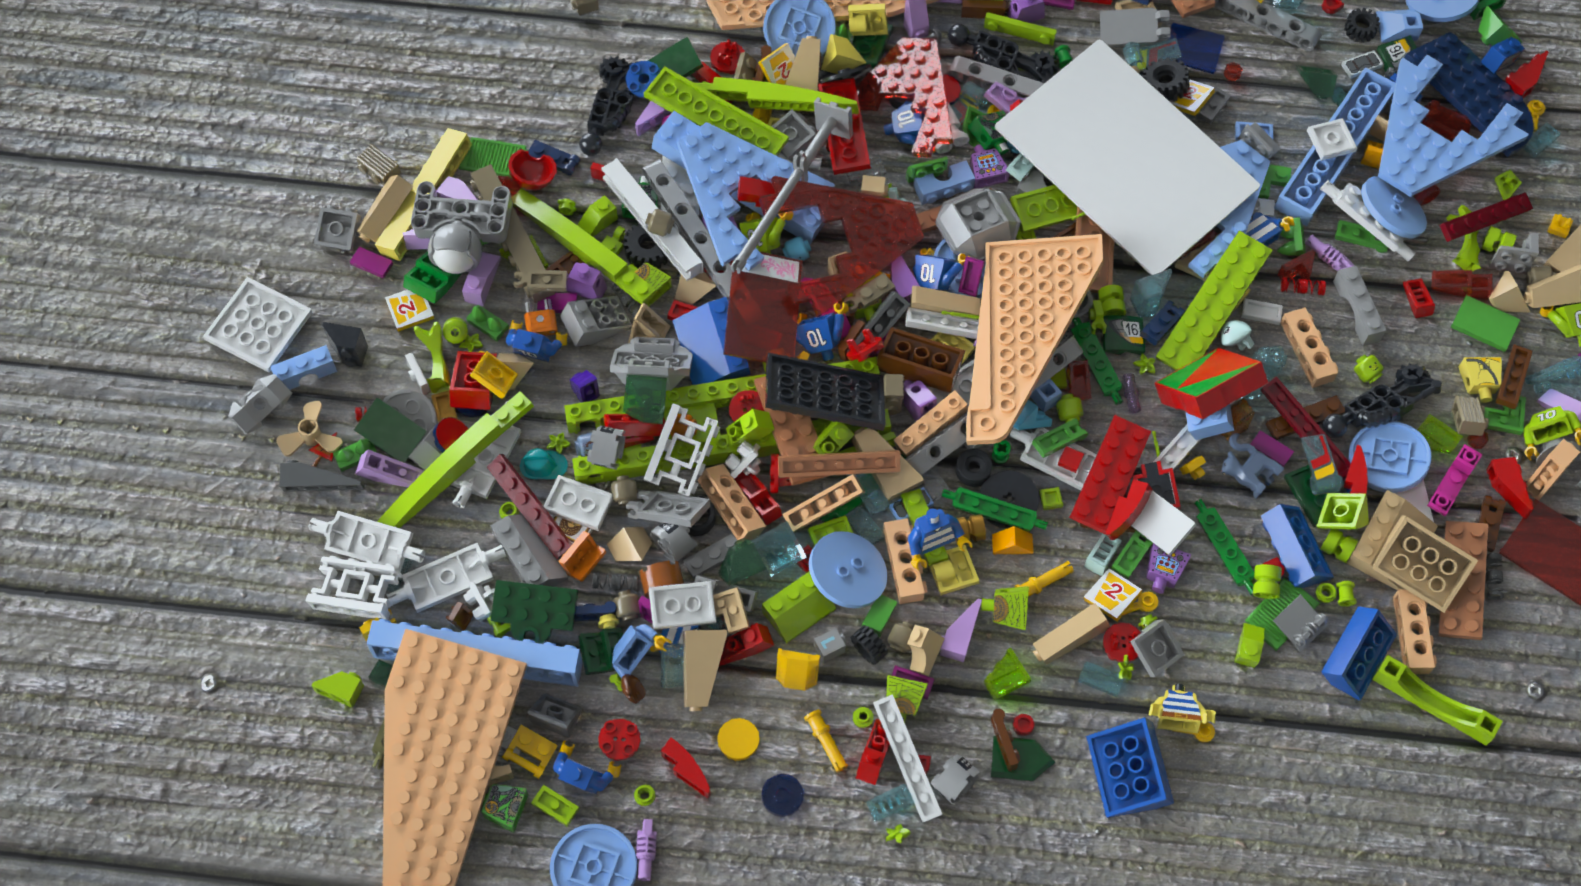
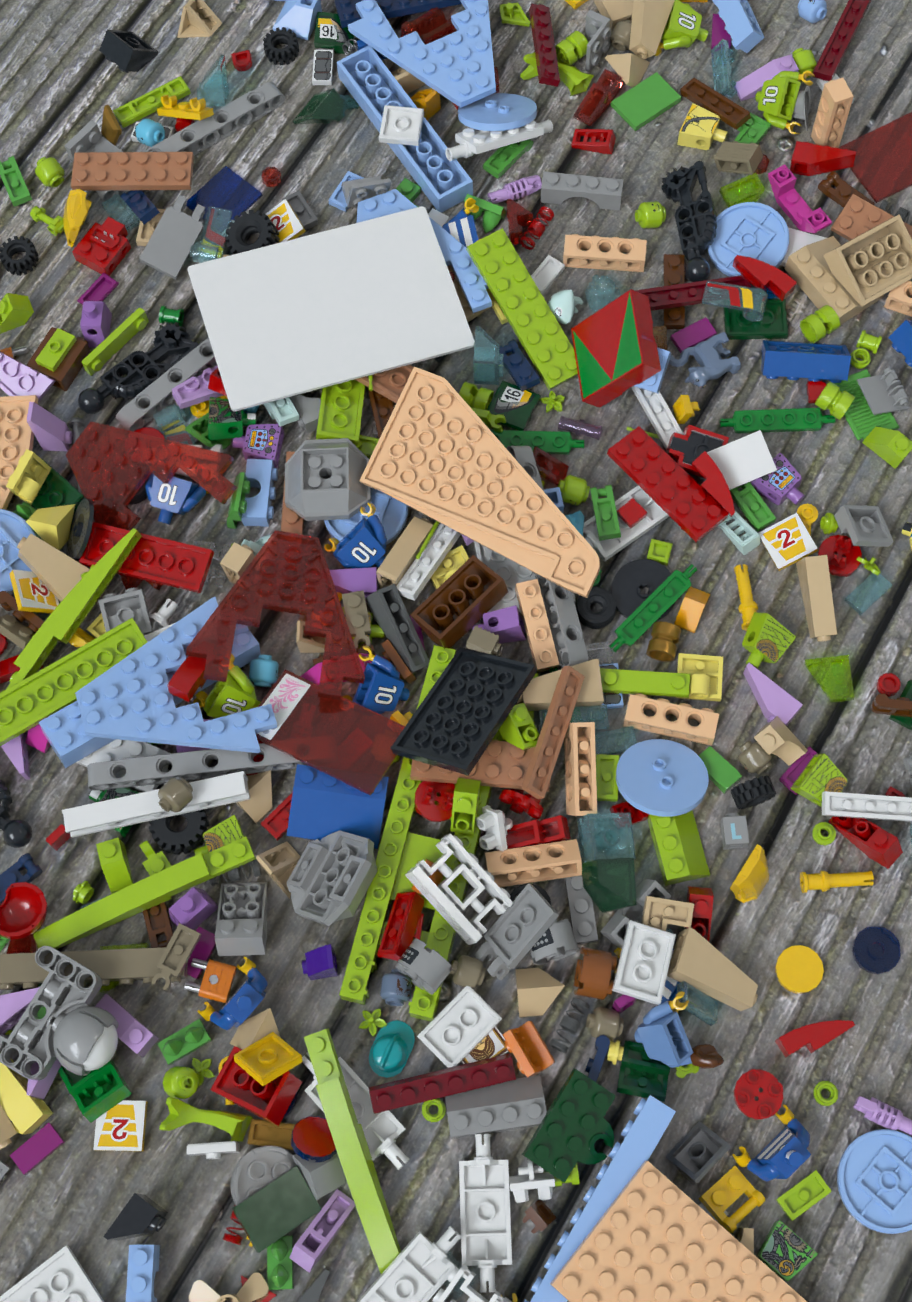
camera: 60 degrees left, 5 degrees up
(645, 398) = (382, 900): clear green slope -> none
(829, 120) = (143, 564): light grey piece -> none
(862, 350) = (425, 650): red plate -> none
(932, 532) = (665, 675): blue torso -> none
(971, 276) = (389, 512): magenta tile -> none
(1344, 511) = (797, 301): lime slope -> none

